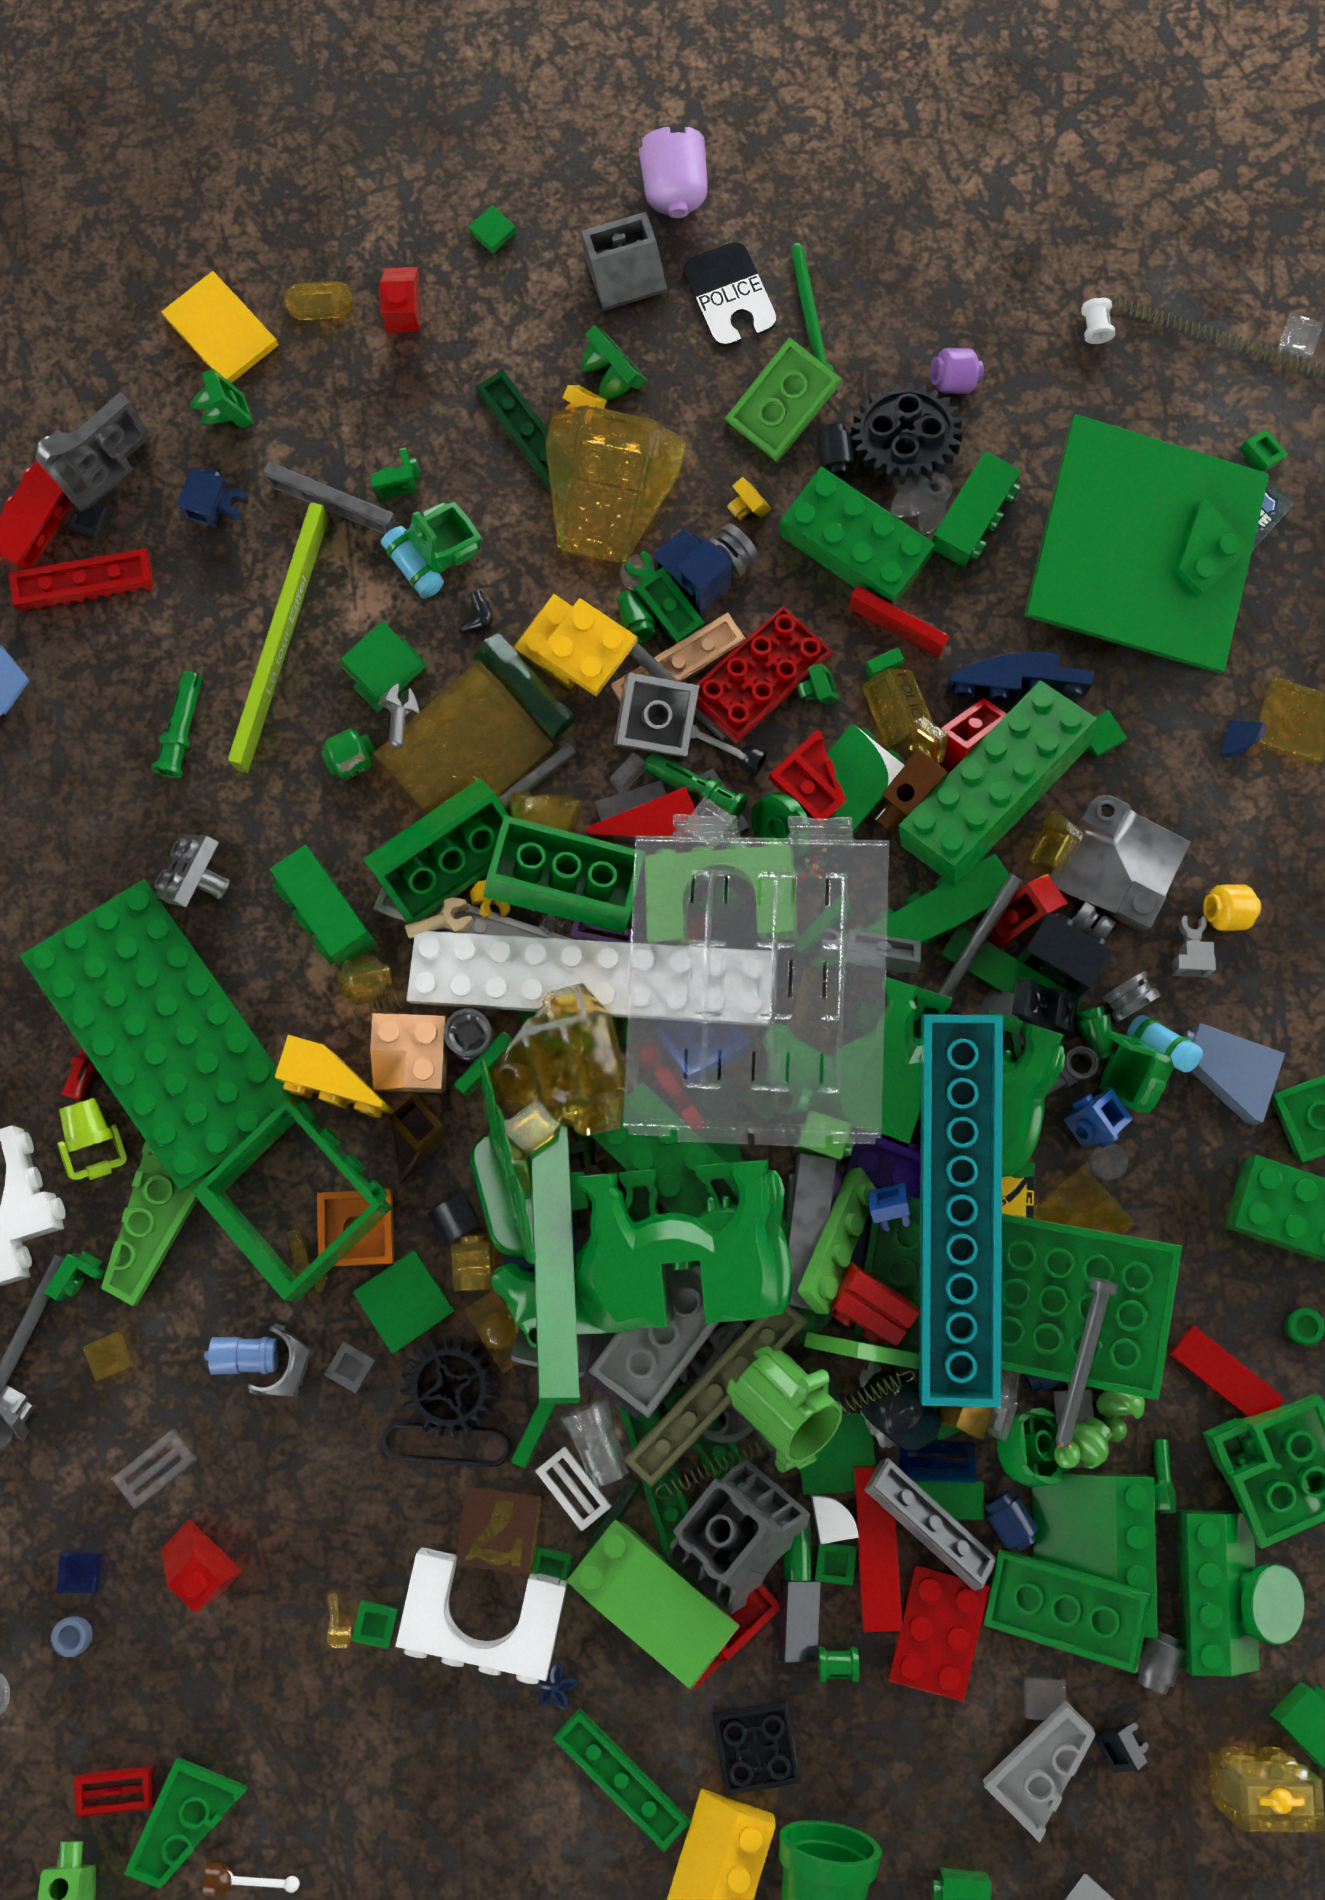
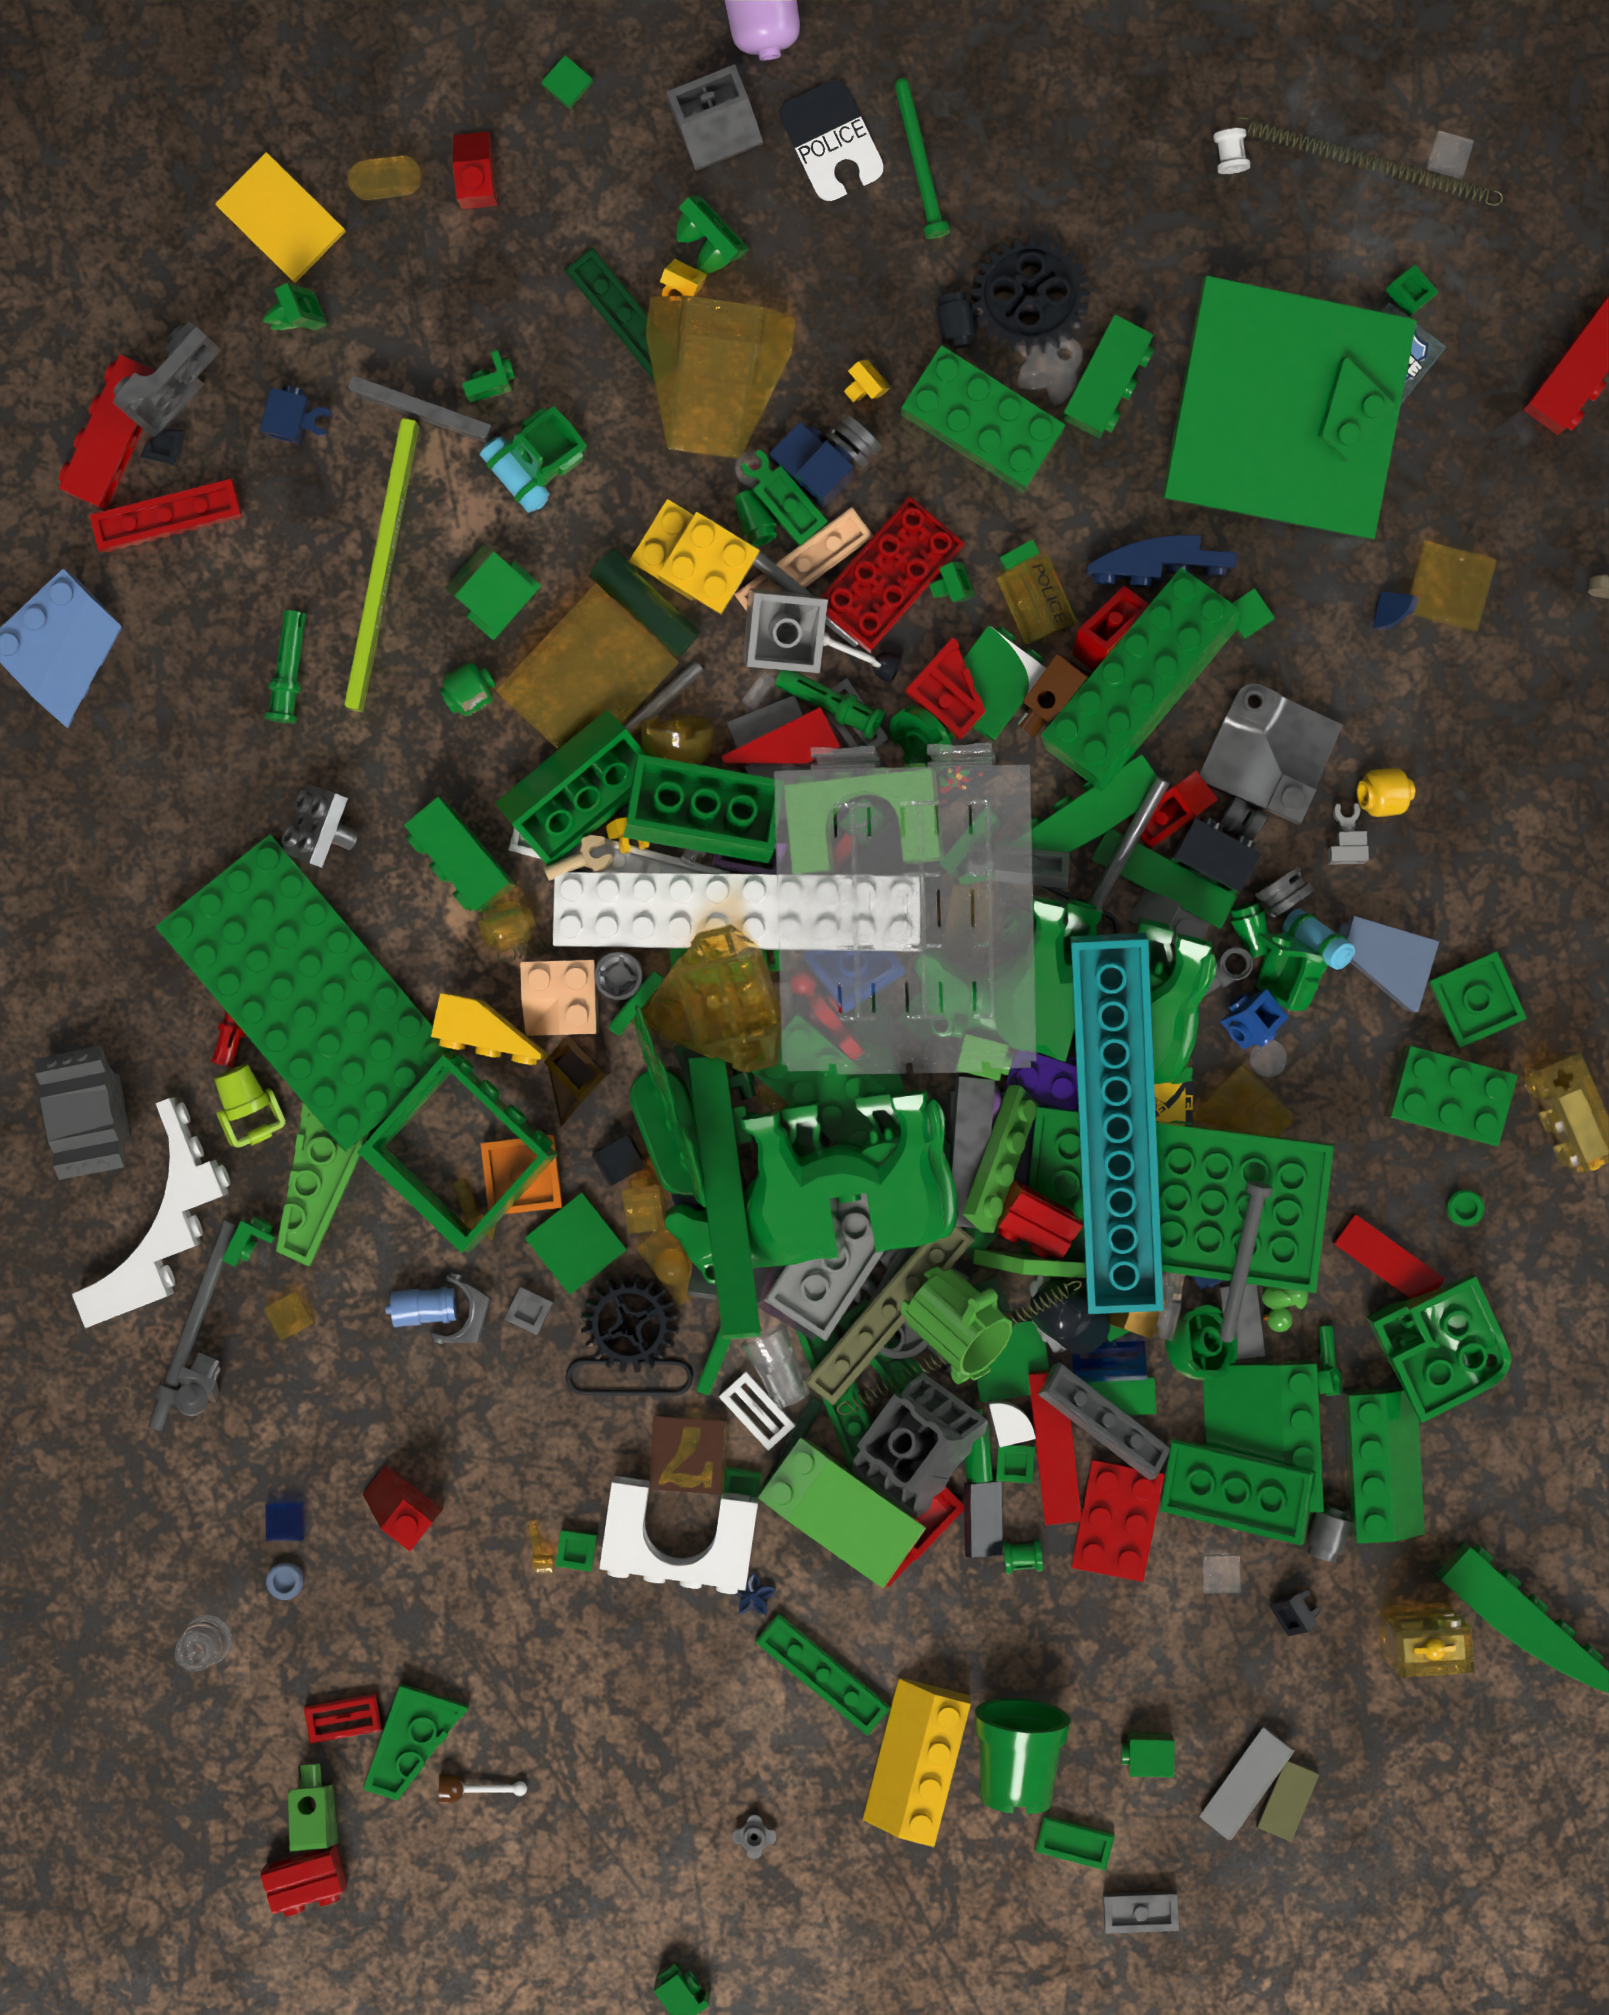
camera: 10 degrees left, 10 degrees up
(180, 1448) = (369, 1398): clear tile -> none
(398, 709) = (518, 644): flat silver bar -> none
(483, 612) = (594, 522): black animal -> none
(530, 1130) = (689, 1070): clear yellow tile -> none
(709, 823) = (847, 756): clear tile -> none
(756, 1747) = (949, 1637): black tile -> none
(783, 400) = (896, 265): bright green tile -> none
(890, 1204) = (1049, 1120): blue tile -> none
(898, 621) = (1031, 507): red tile -> none
(929, 739) = (1068, 640): clear yellow tile -> none
(956, 370) = (1081, 220): medium lavender head -> none
(1011, 1521) = (1182, 1412): dark blue brick -> none
(1039, 1768) = (1217, 1637): light grey wing -> none
(1045, 1005) = (1197, 908): black slope -> none
(1056, 843) = (1204, 737): clear yellow tile -> none
(1087, 1444) = (1251, 1334): bright green animal -> none
(1271, 1604) = (1433, 1472): tile -> none

